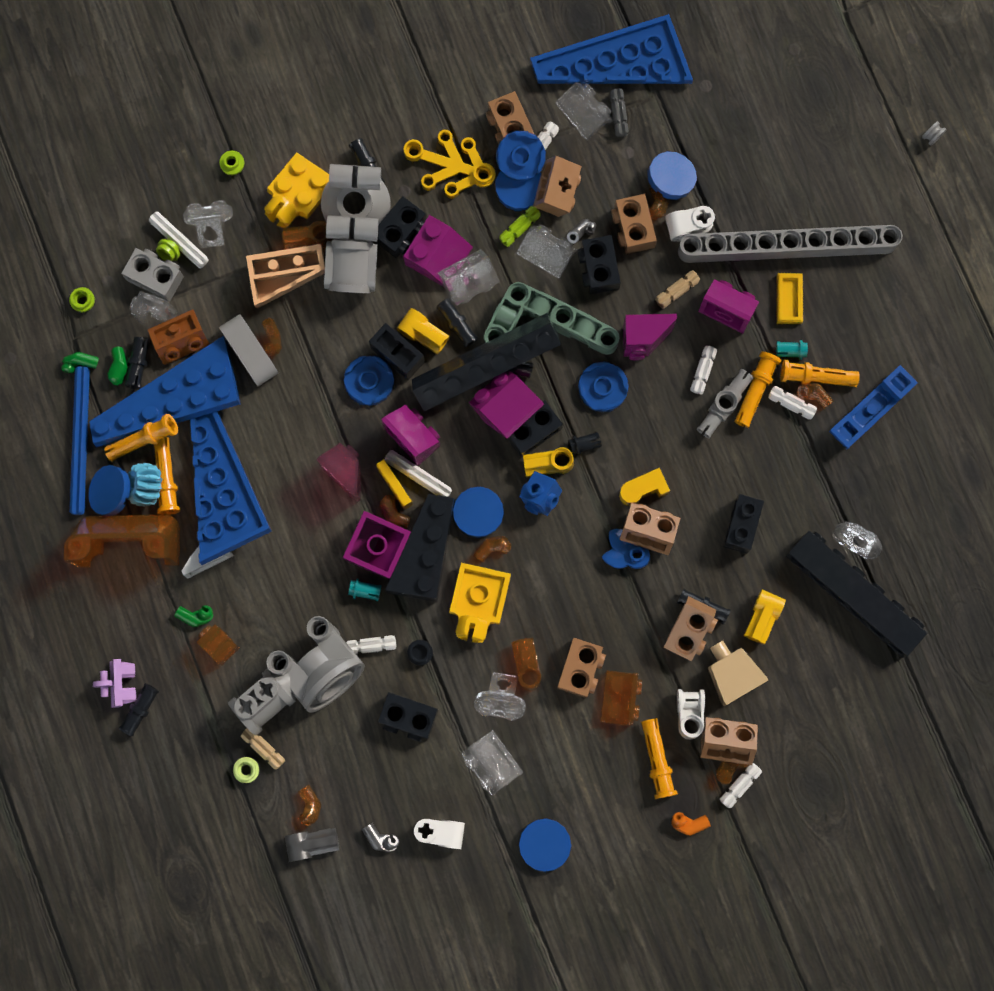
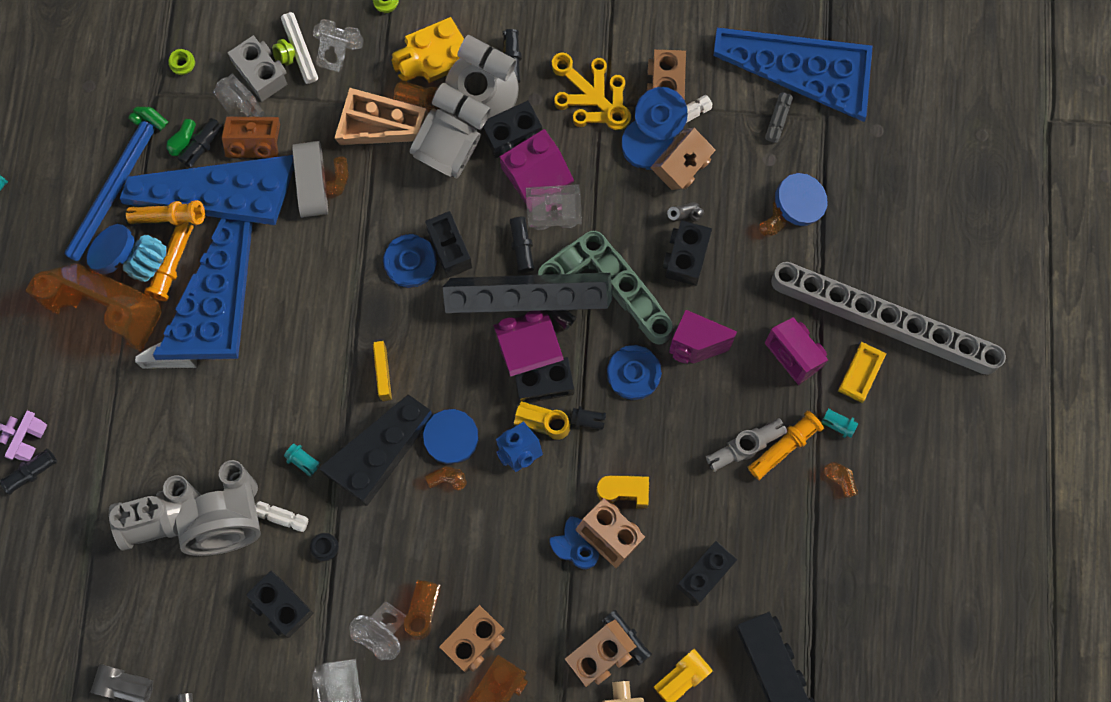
camera: 25 degrees right, 5 degrees down
(195, 618) = (127, 409): green arm -> none
(217, 644) = (134, 444): clear orange brick -> none
(237, 770) = (92, 574): yellowish green plate -> none
(263, 748) = (126, 569): tan axle -> none
(312, 806) = (141, 648): clear orange arm -> none
(343, 468) = (340, 332): clear pink slope -> none
(376, 545) = (332, 420): magenta slope -> none
(390, 512) = (365, 398): clear orange arm -> none
(411, 434) = (422, 329): magenta slope -> none
(416, 327) = (482, 233): yellow piece -> none
(417, 474) = (410, 372): white axle -> none
(478, 600) = (406, 523): yellow plate -> none
(519, 226) = (628, 181): lime axle -> none
(546, 250) = (643, 215): clear bracket -> none
(584, 110) = (745, 99): clear bracket -> none
(639, 223) = (745, 230): medium nougat brick -> none
(677, 289) = (754, 311): tan axle -> none
(687, 222) = (795, 250): white piece -> none
(703, 370) = (741, 402): white axle -> none
(792, 402) = (815, 476): white axle -> none
(807, 373) = (844, 454): light orange pin -> none
(858, 540) = (816, 646): clear bracket -> none
(873, 407) = (895, 519): blue slope -> none
(934, 133) = (1085, 277): light grey bush -> none

